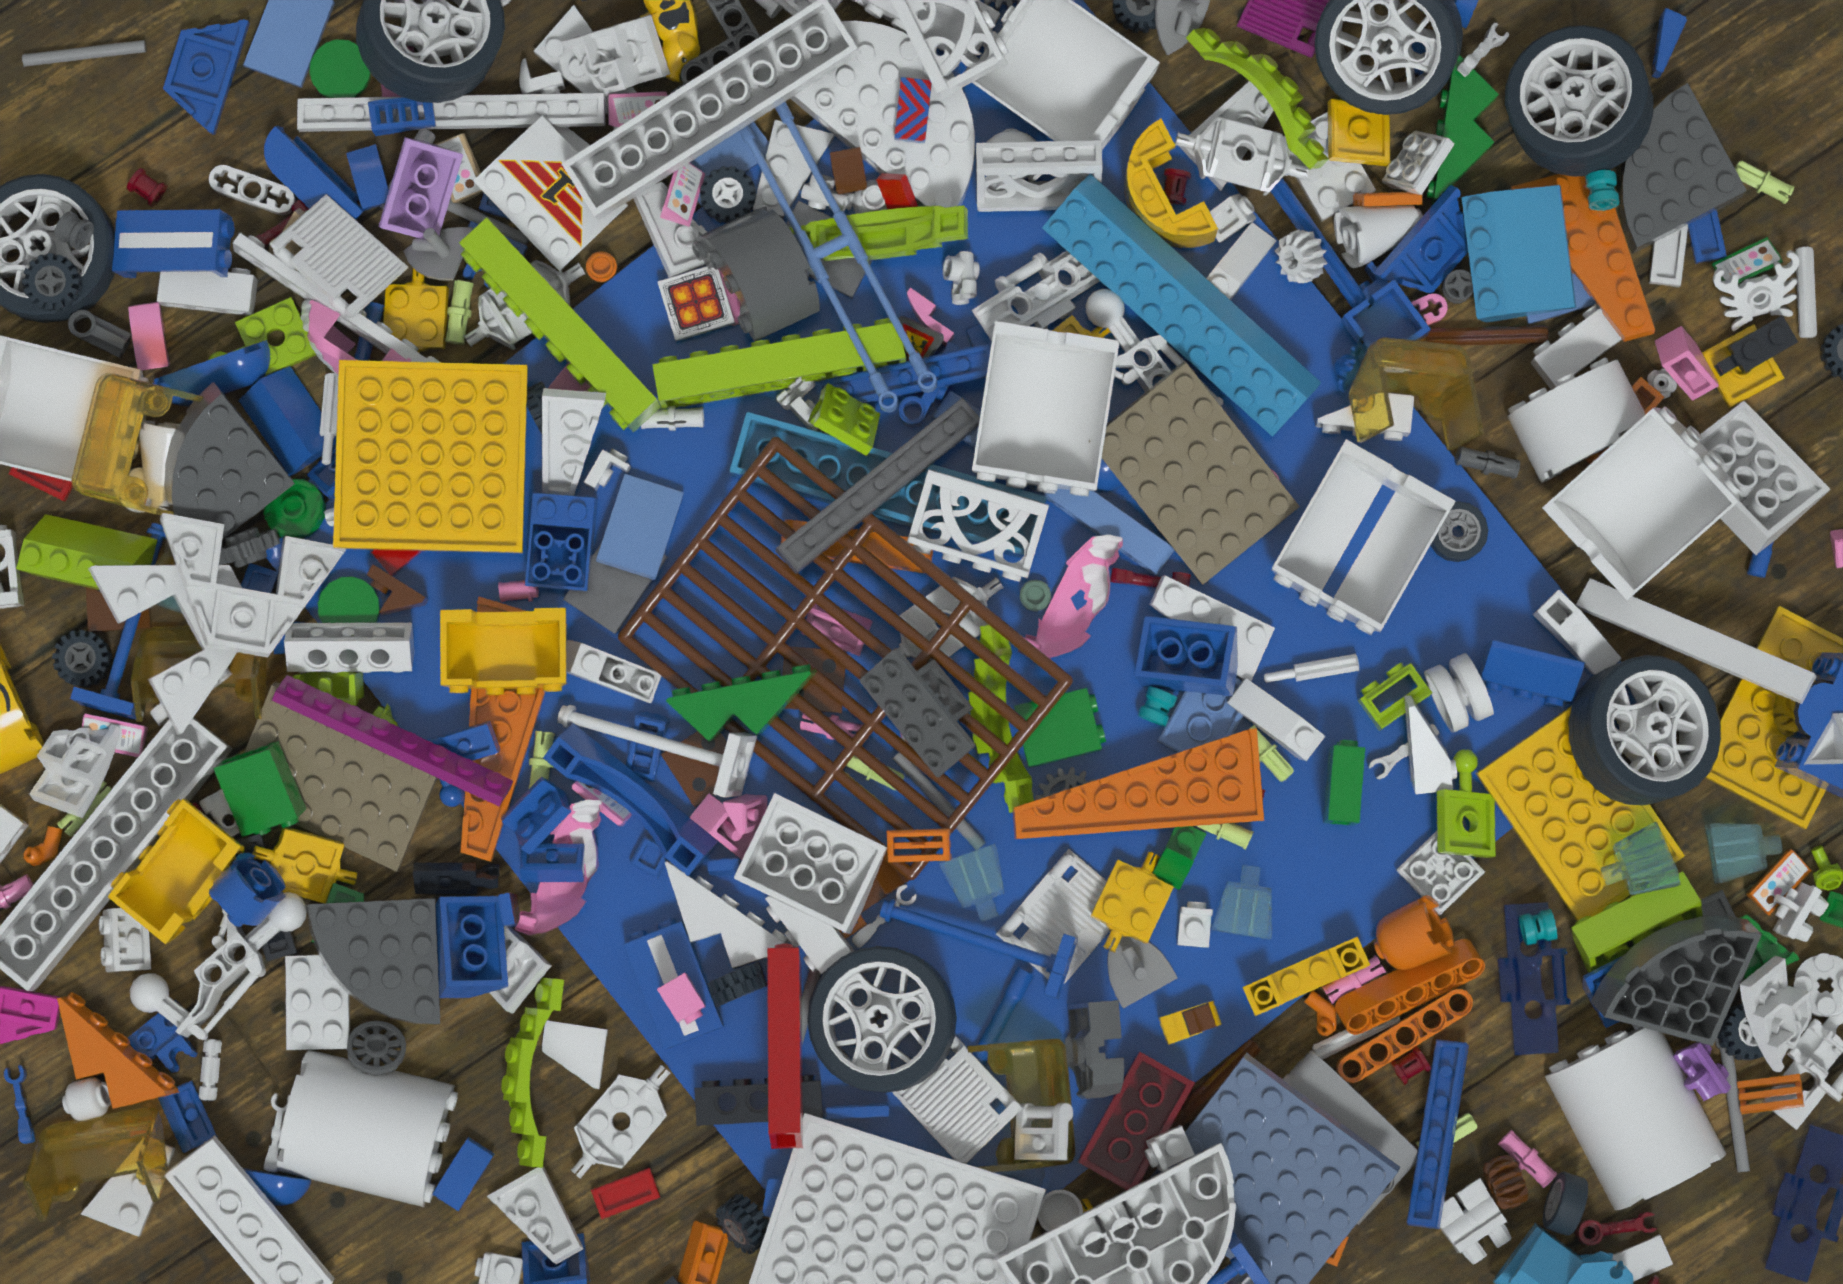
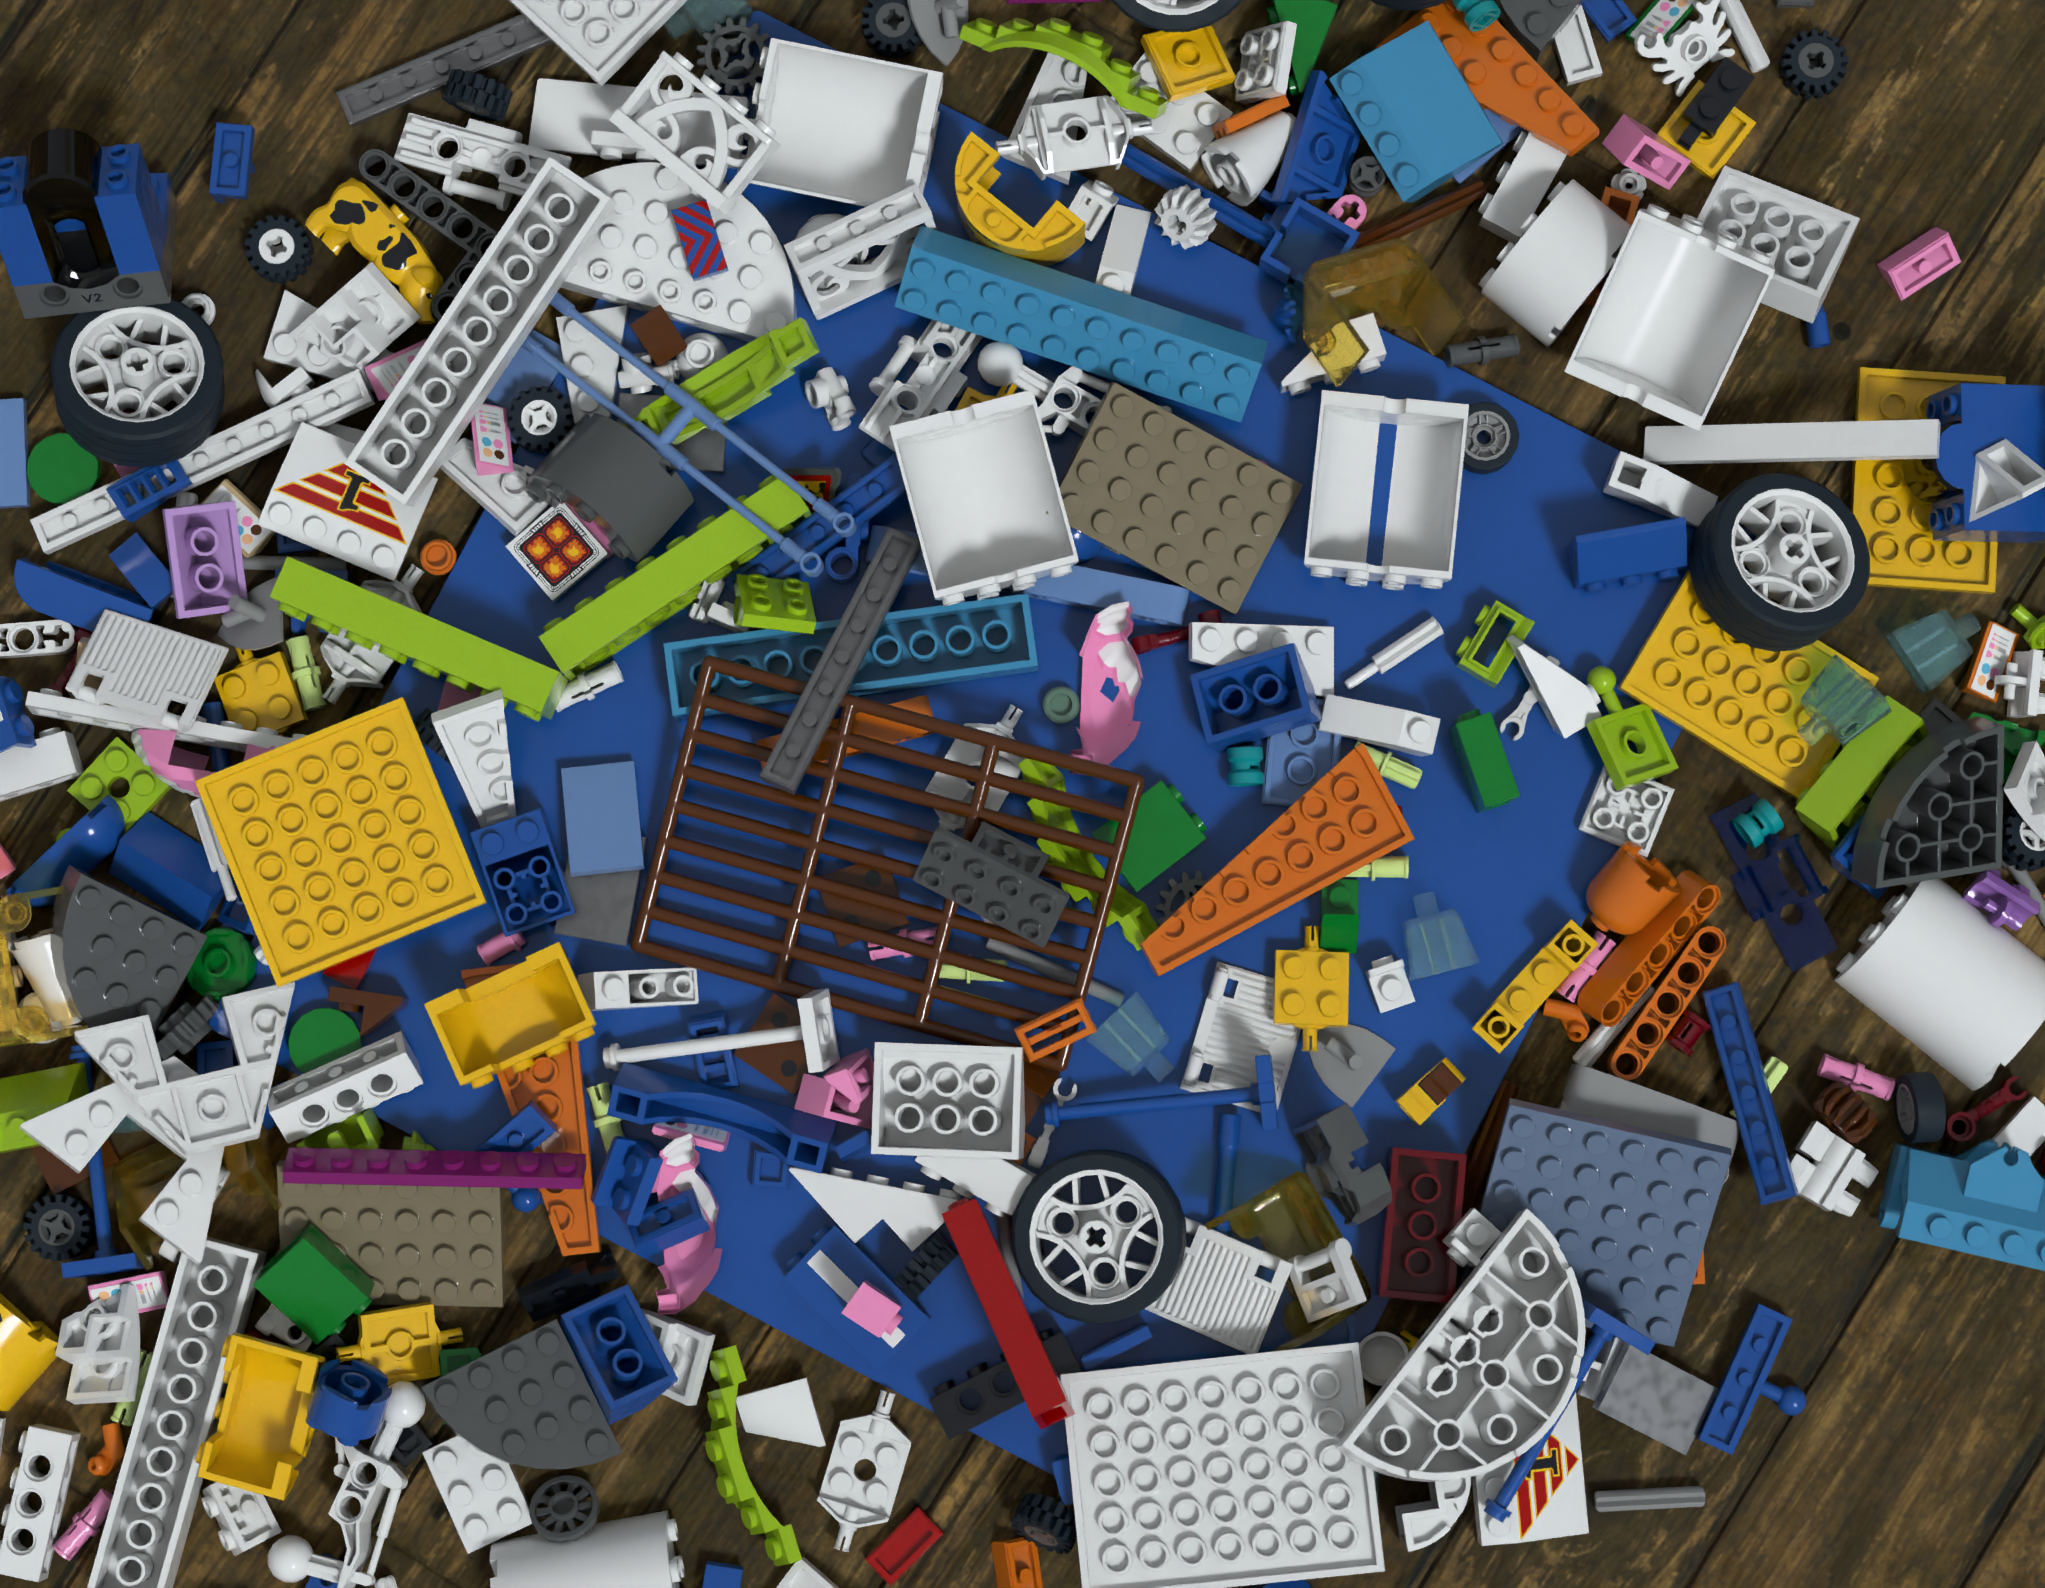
camera: 20 degrees left, 0 degrees up
(509, 909) = (642, 1294): blue tile -> none
(601, 471) = (535, 779): white bracket -> none
(751, 701) = (805, 954): green slope -> none
(836, 631) = (865, 838): bright pink slope -> none
(896, 191) = (720, 335): red tile -> none
(924, 310) = (806, 452): bright pink slope -> none
(950, 490) = (921, 630): white fence -> none
(1176, 185) = (1017, 198): dark red bush -> none
(1459, 692) = (1563, 609): white wheel -> none

